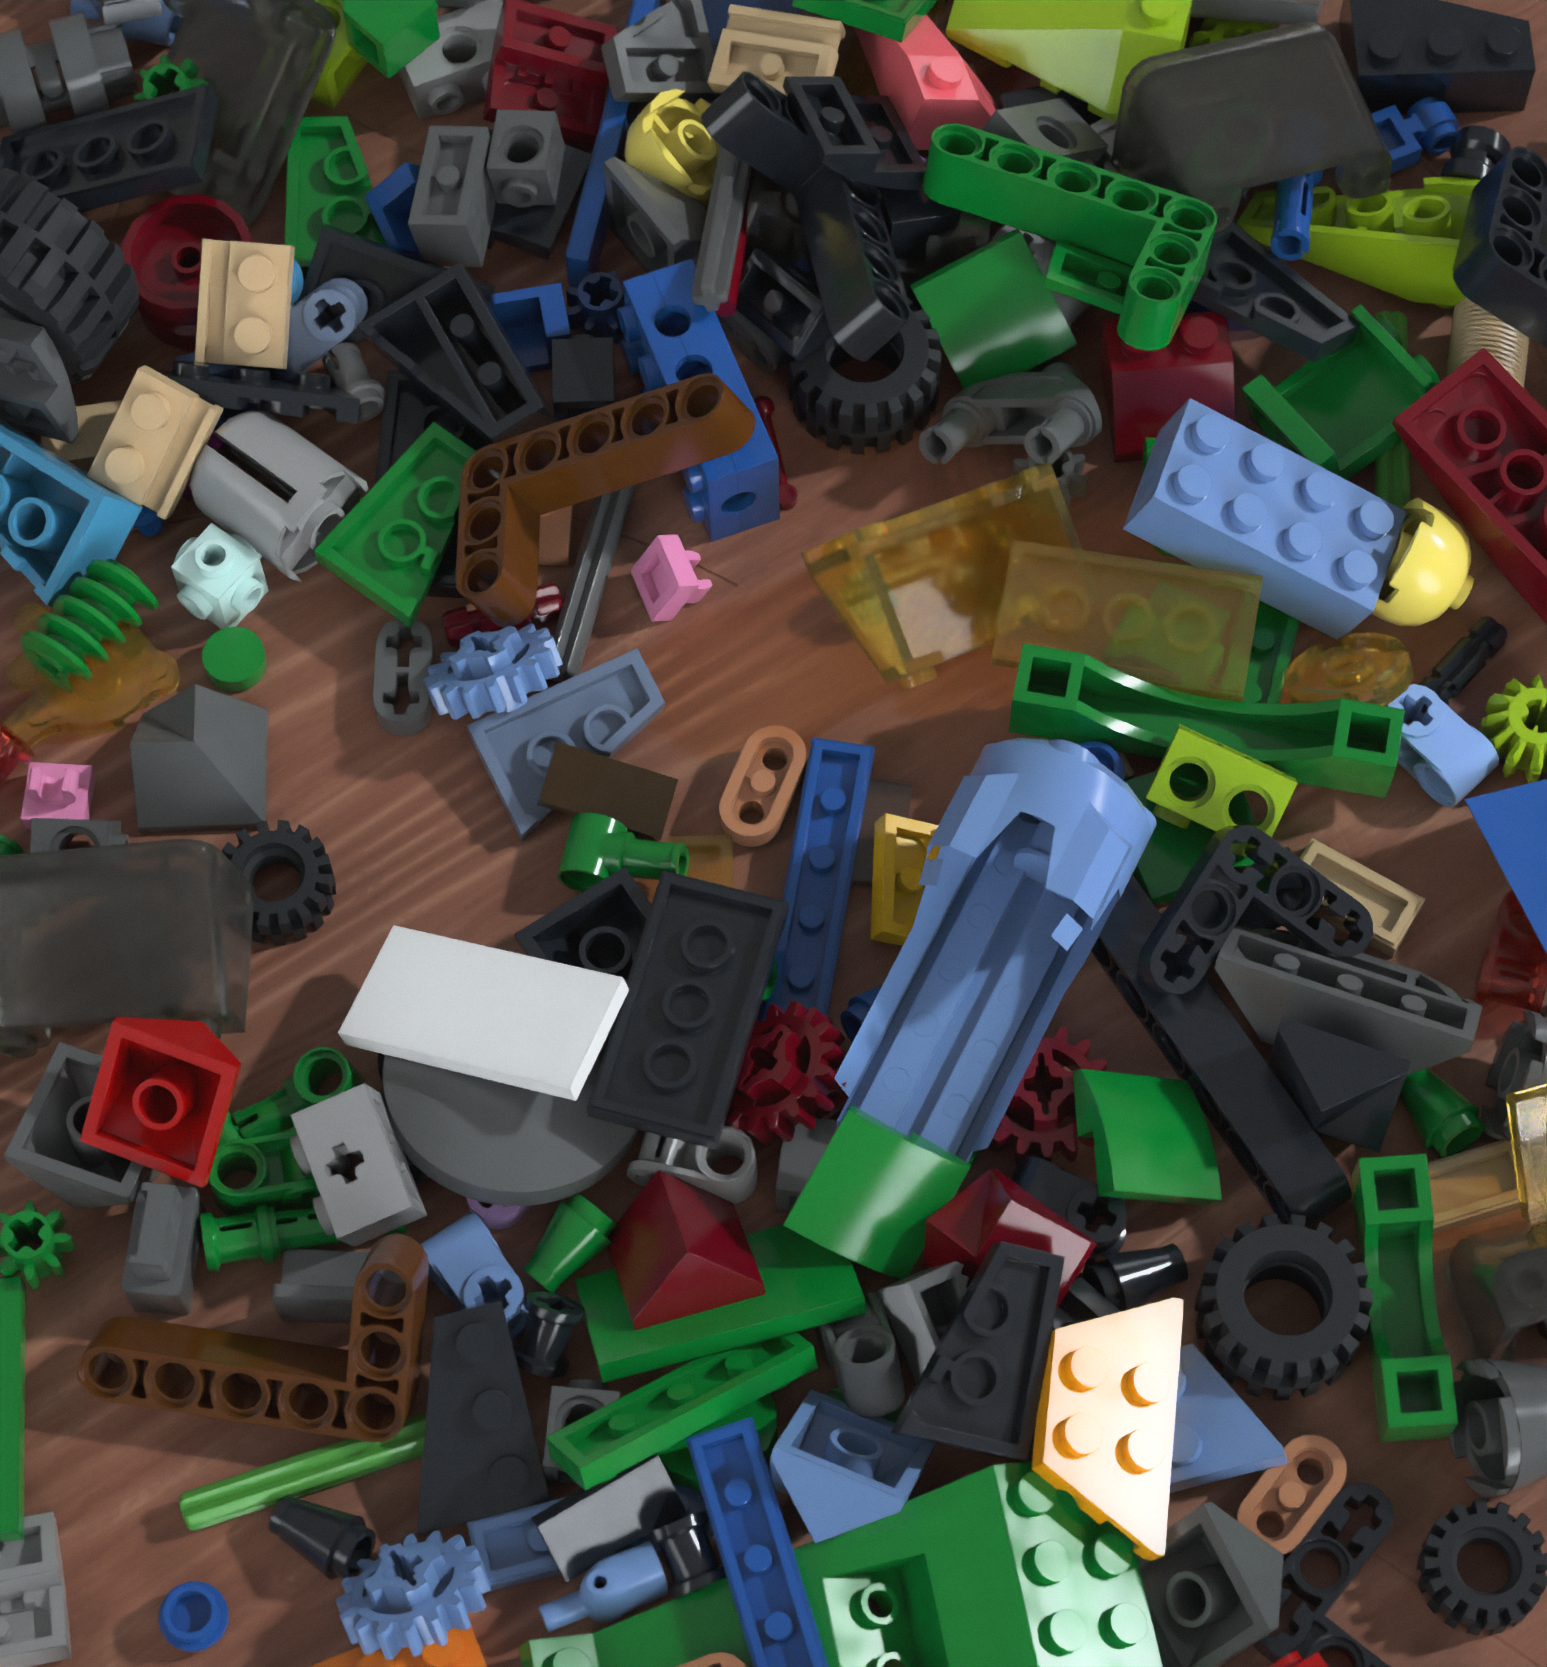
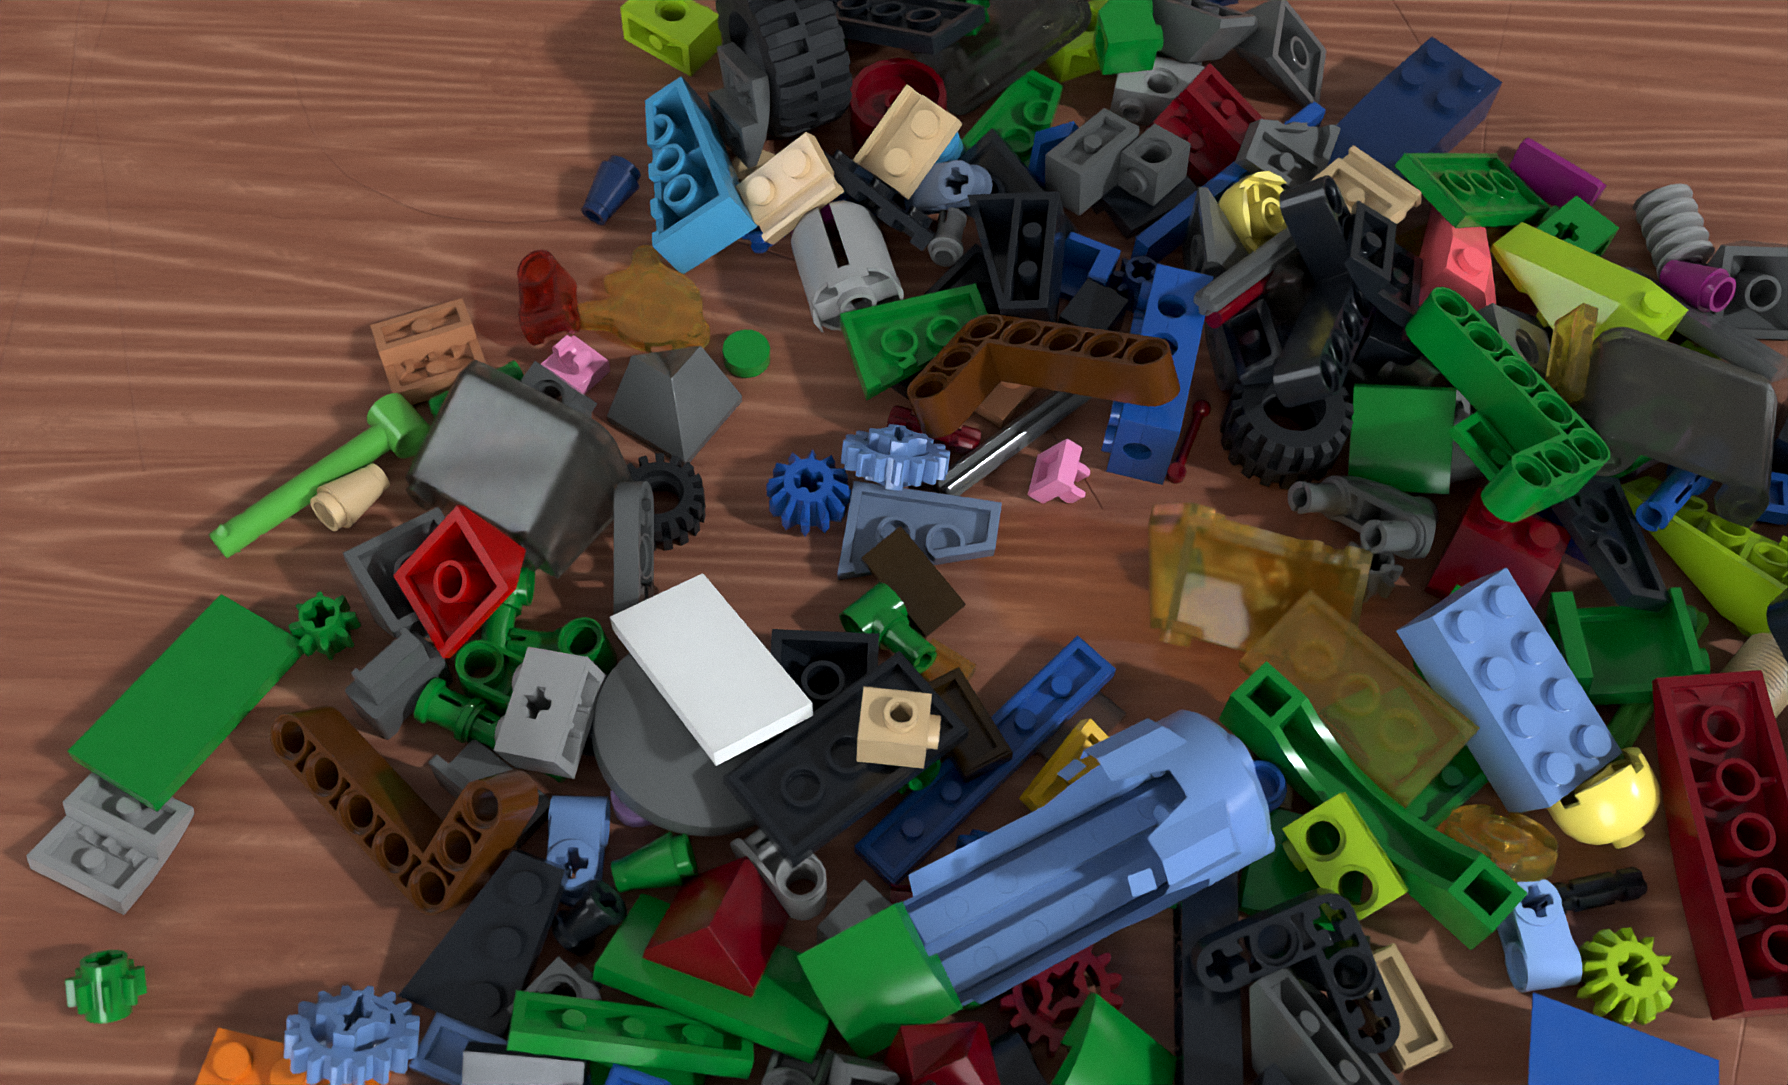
camera: 30 degrees right, 5 degrees down
(86, 620) = (669, 270): green piece -> none
(193, 1616) = (216, 944): blue plate -> none
(219, 577) = (772, 297): light aqua brick -> none
(299, 948) = (633, 544): none -> dark grey beam
(299, 1476) = (355, 896): bright green axle -> none
(323, 1536) = (338, 951): black cone -> none
(389, 676) = (834, 423): dark grey beam -> none
(421, 750) = (808, 492): none -> blue gear
(724, 946) = (896, 727): none -> tan brick
(760, 789) = (1017, 646): nougat plate -> none
(786, 1073) = (882, 848): dark red gear -> none
(808, 907) = (985, 745): none -> dark brown tile
(1106, 116) = (1571, 352): none -> clear yellow tile

